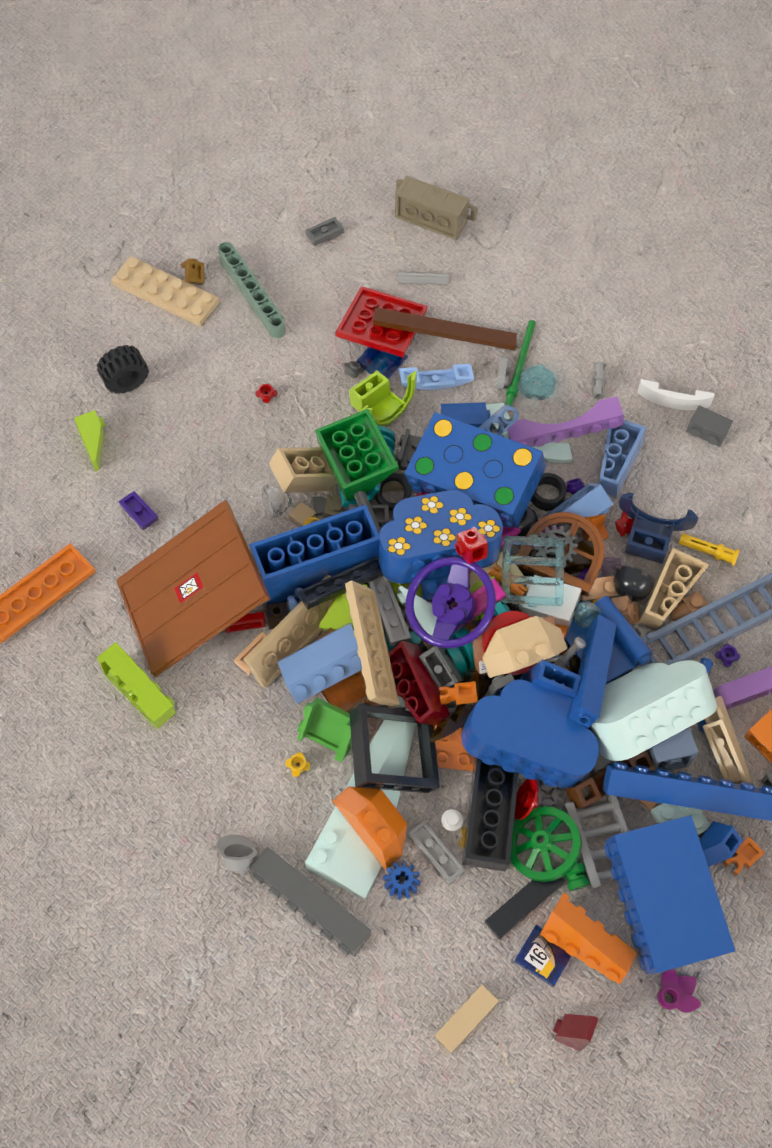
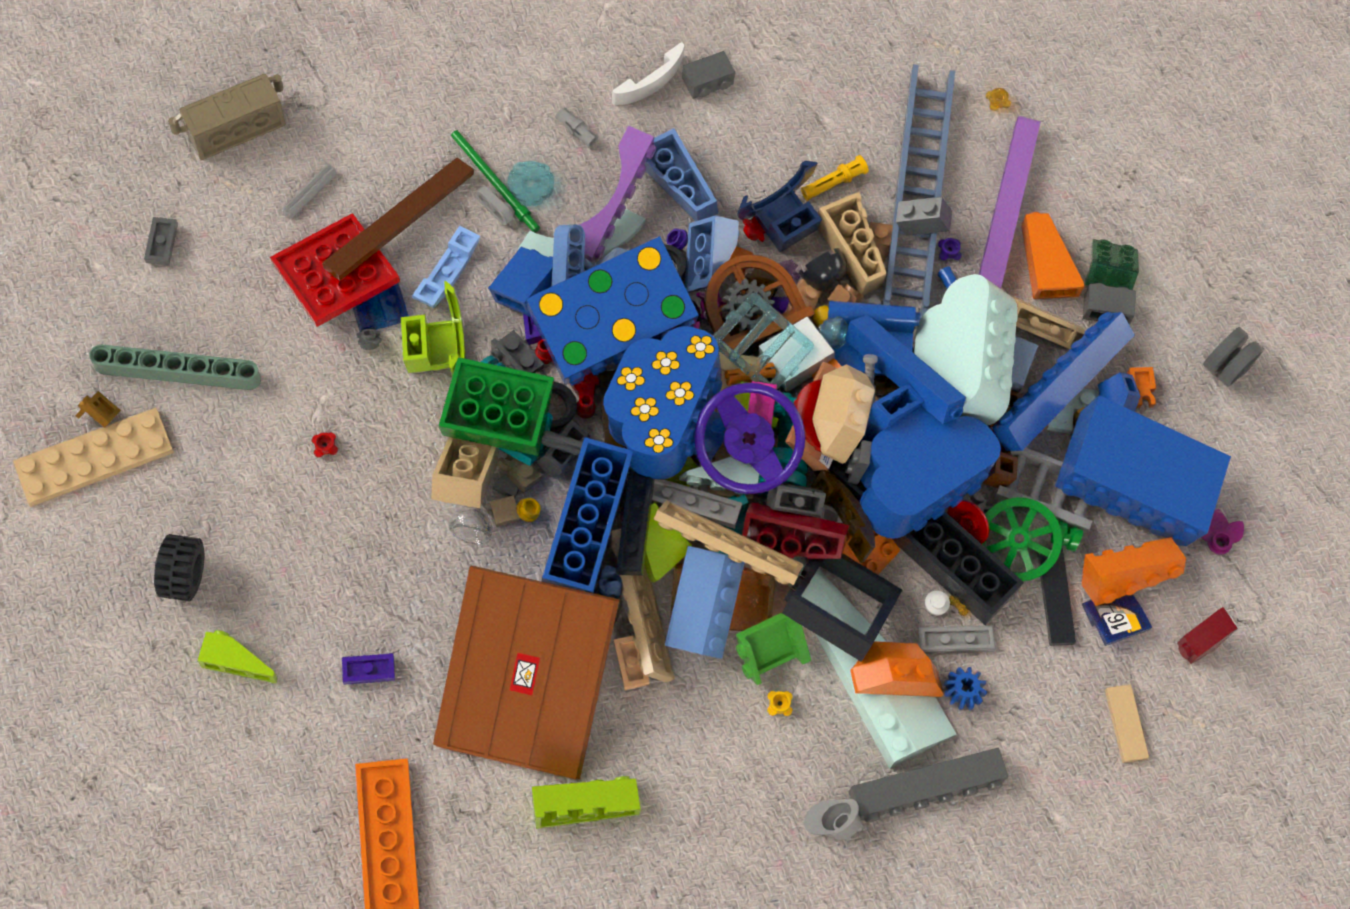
camera: 60 degrees left, 5 degrees up
(461, 693) = (840, 498): orange plate -> none
(471, 545) = (717, 373): red brick -> none
(730, 616) = (924, 216): none -> dark grey brick

